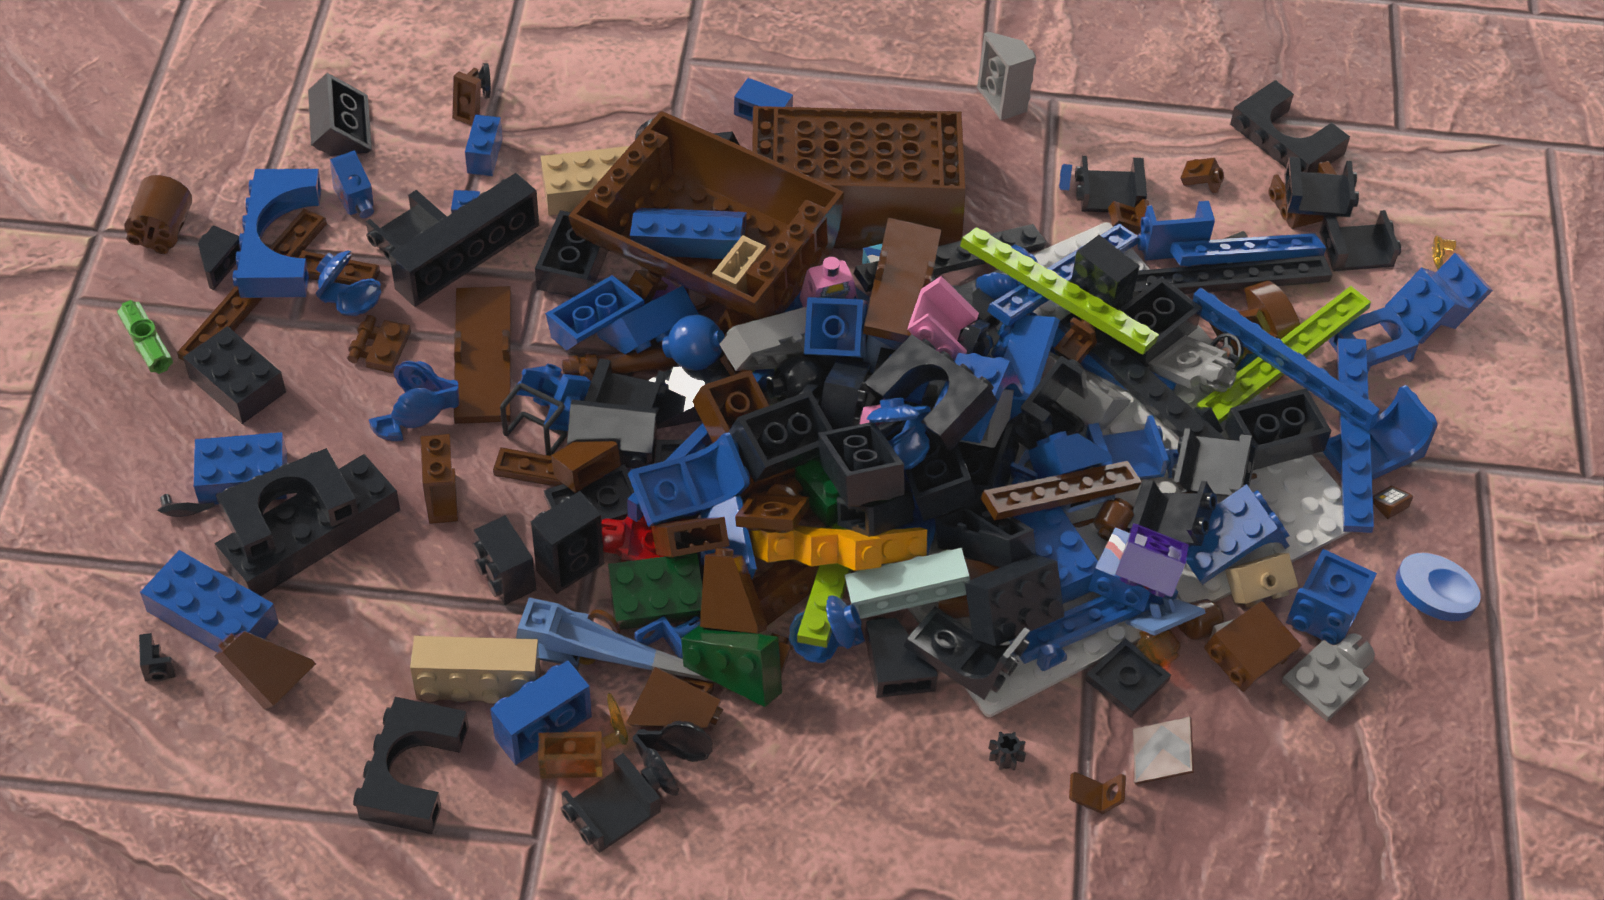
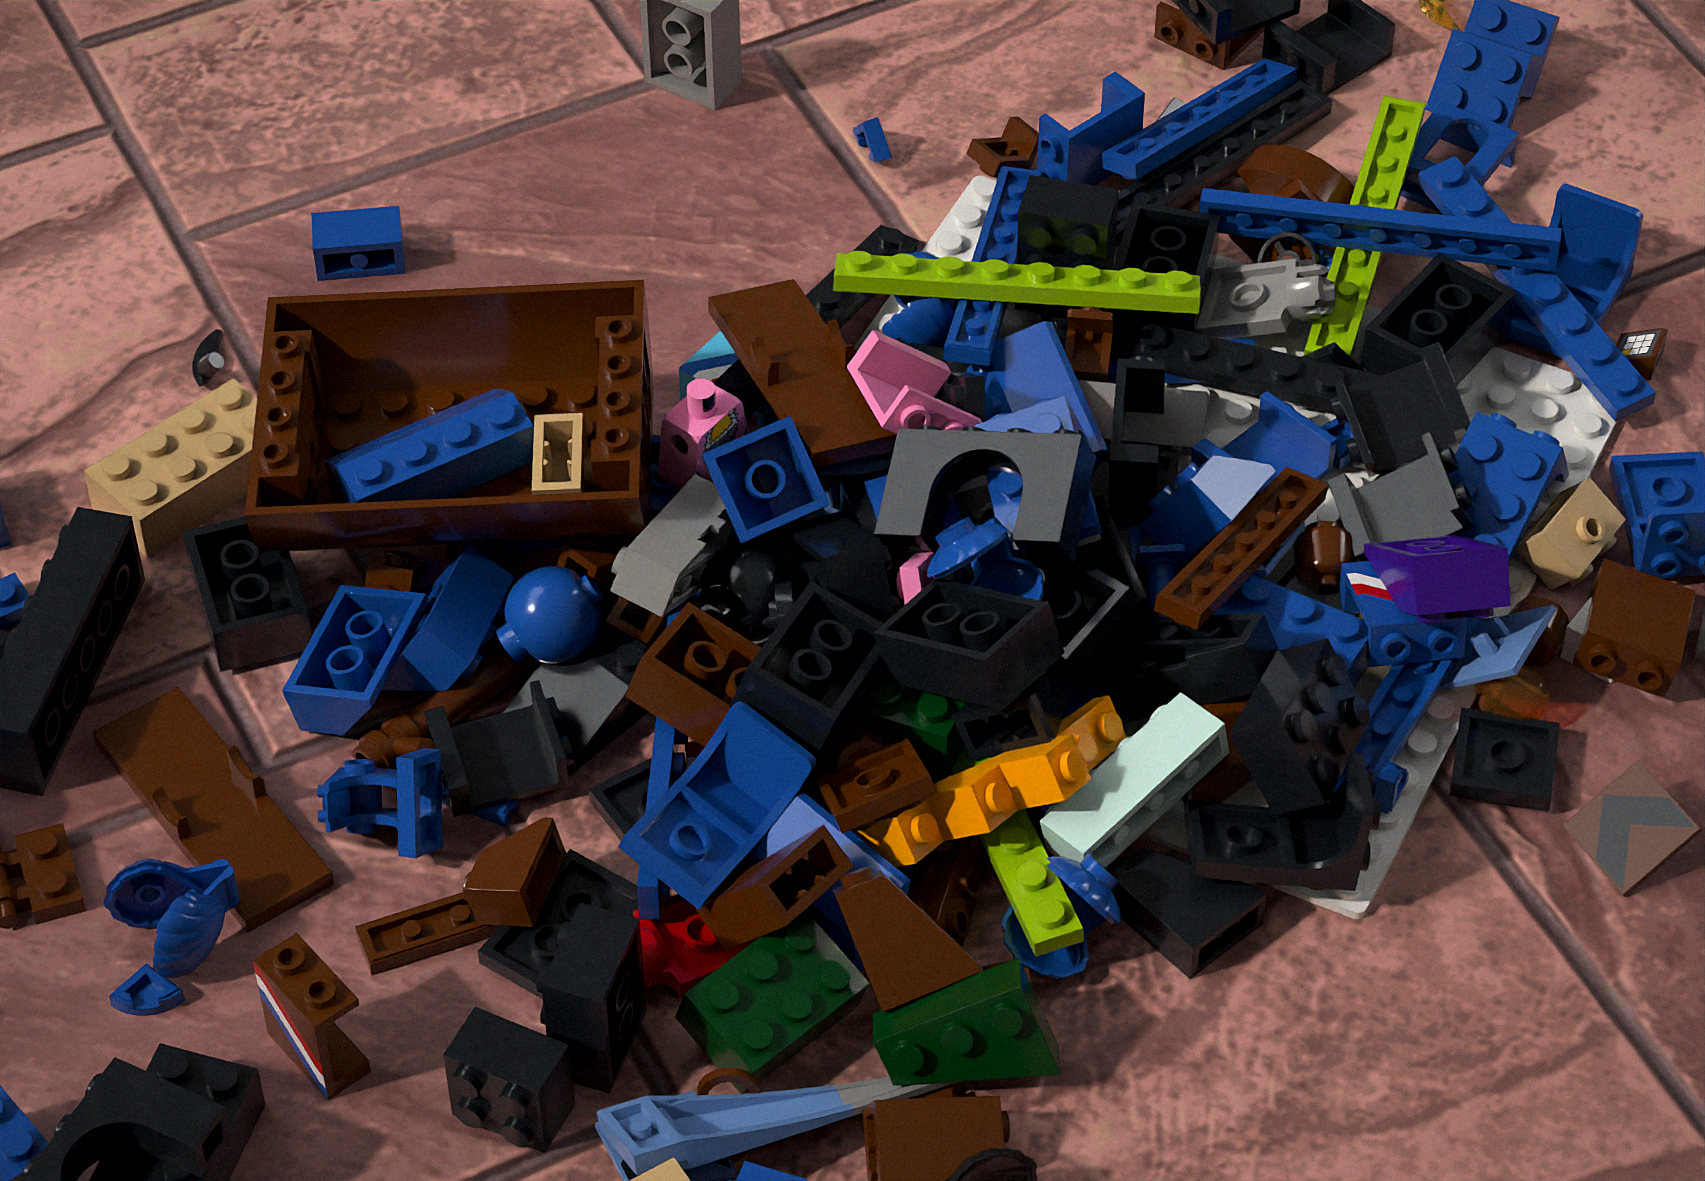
camera: 30 degrees left, 5 degrees down
(507, 430) = (341, 869): black piece -> none
(628, 426) = (515, 794): slope -> none
(669, 633) = (842, 1053): blue bracket -> none
(876, 185) = (697, 239): reddish brown slope -> none
(1007, 750) = (1432, 945): black gear -> none
(1096, 794) = (1591, 937): reddish brown bracket -> none
(1101, 188) = (941, 132): black panel -> none
(1203, 171) = (1053, 48): reddish brown bracket -> none

